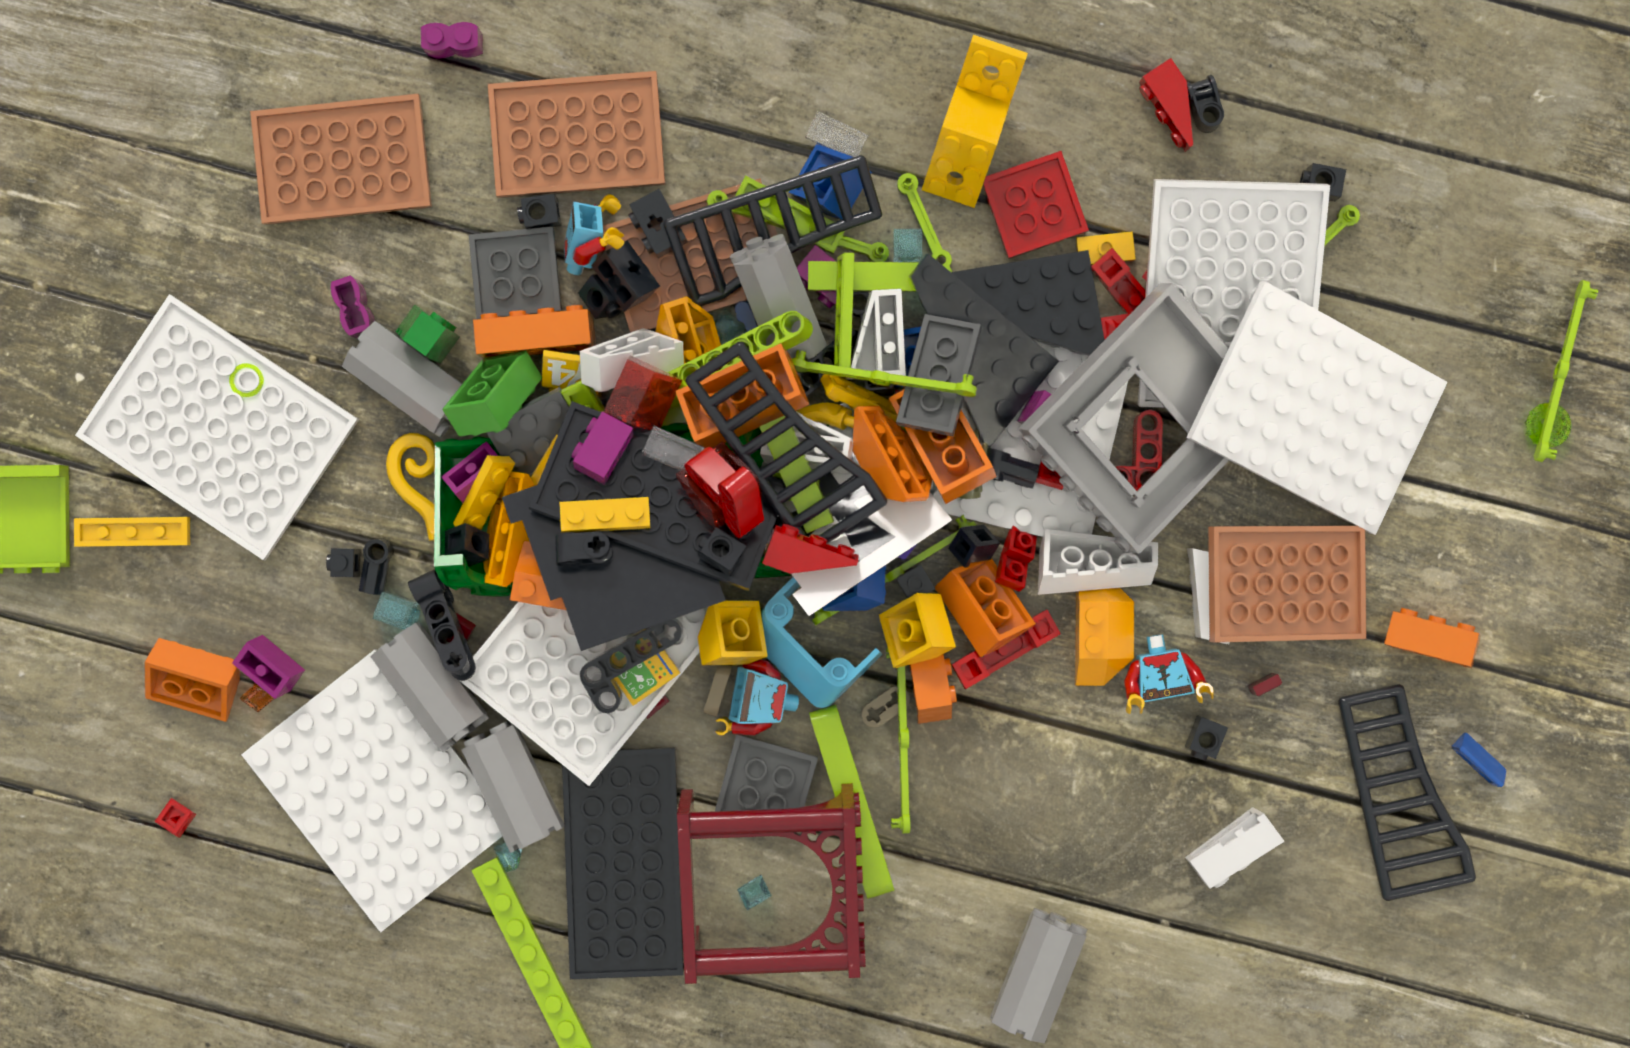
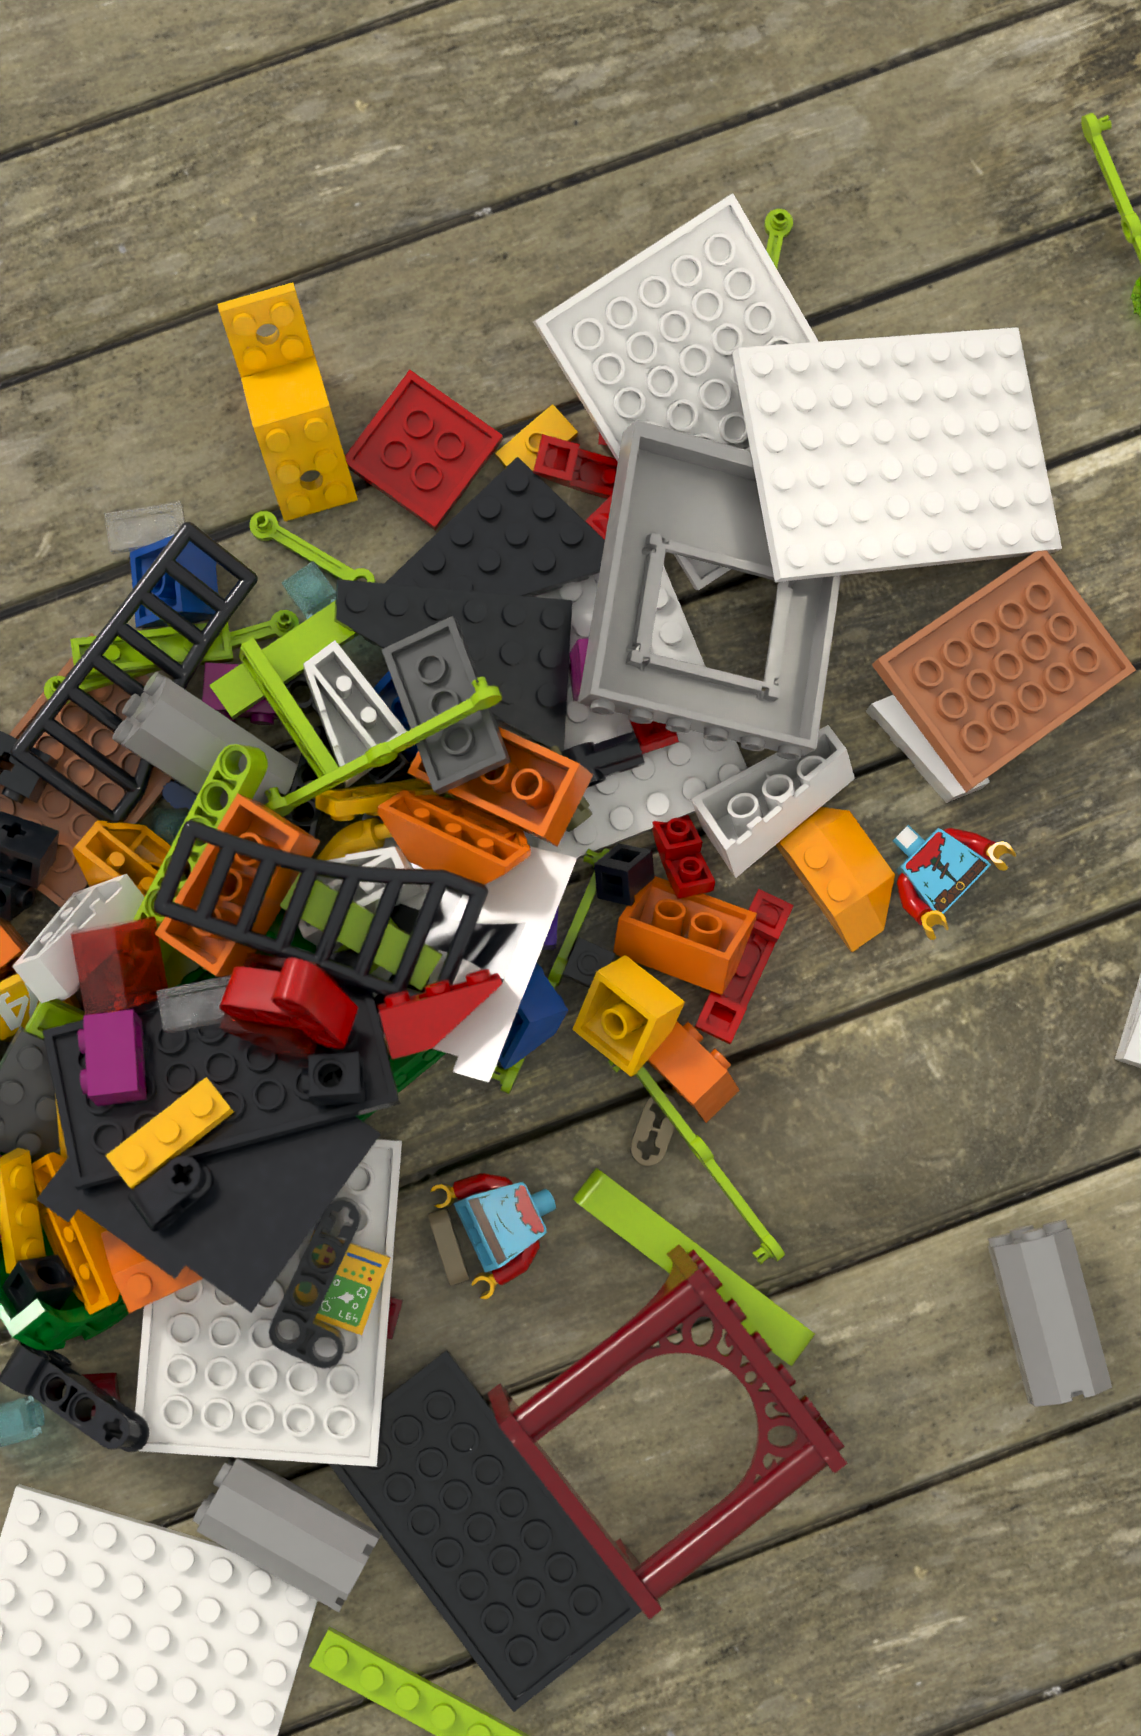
camera: 45 degrees left, 5 degrees down
(430, 692) = (111, 1488): light grey brick -> none
(509, 860) = (344, 1621): clear light blue slope -> none
(732, 634) = (418, 1169): yellow slope -> none
(754, 892) = (656, 1453): clear light blue slope -> none
(765, 777) = (574, 1308): dark grey plate -> none
(817, 683) = (555, 1158): medium azure windscreen -> none
(1141, 437) = (727, 620): red beam -> none
(1169, 95) = (484, 226): red slope -> none
(1205, 98) = (527, 205): black piece -> none
(1205, 725) = (1046, 890): black brick -> none
(1265, 684) = (1062, 800): dark red tile -> none
(1333, 175) = (719, 190): black brick -> none

